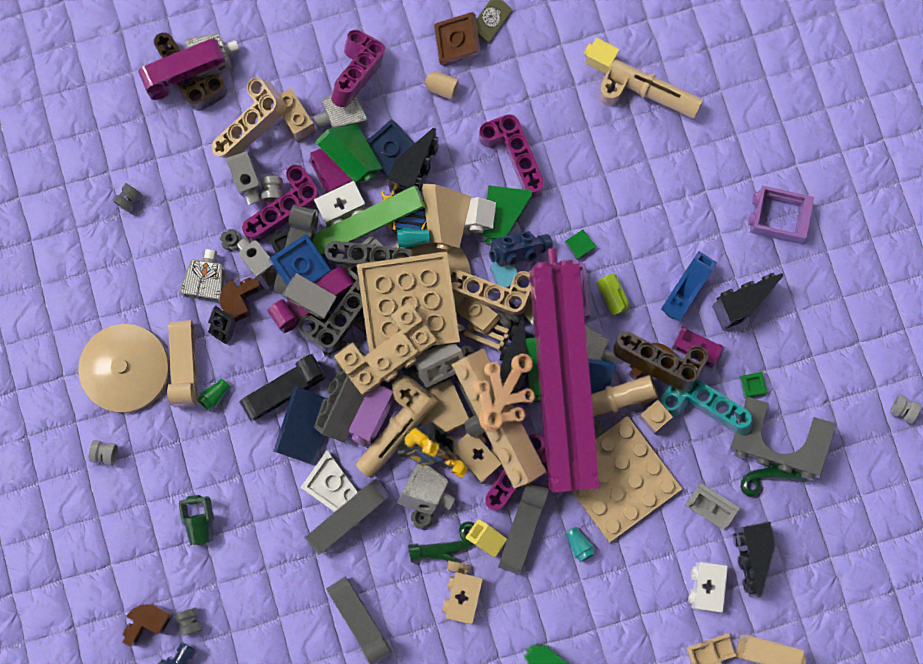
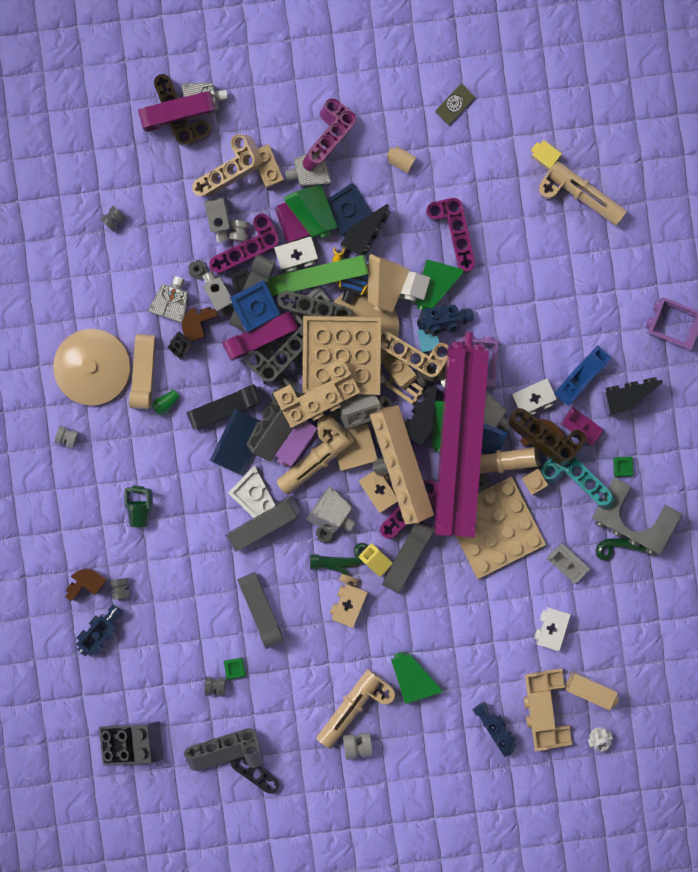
camera: 15 degrees right, 10 degrees up
(308, 296) = (258, 336): light grey hinge -> none
(412, 237) = (353, 297): teal cone -> none
(431, 445) = (342, 477): torso -> none
(457, 38) = (421, 119): reddish brown tile -> none
(503, 394) = (408, 447): light nougat plant -> none
(580, 244) = (497, 321): green tile -> none
(580, 545) = (452, 577): teal cone -> none
(613, 294) = (518, 370): lime arm -> none
(644, 311) = (542, 389): none -> white brick
(756, 551) = (597, 604): black slope -> none

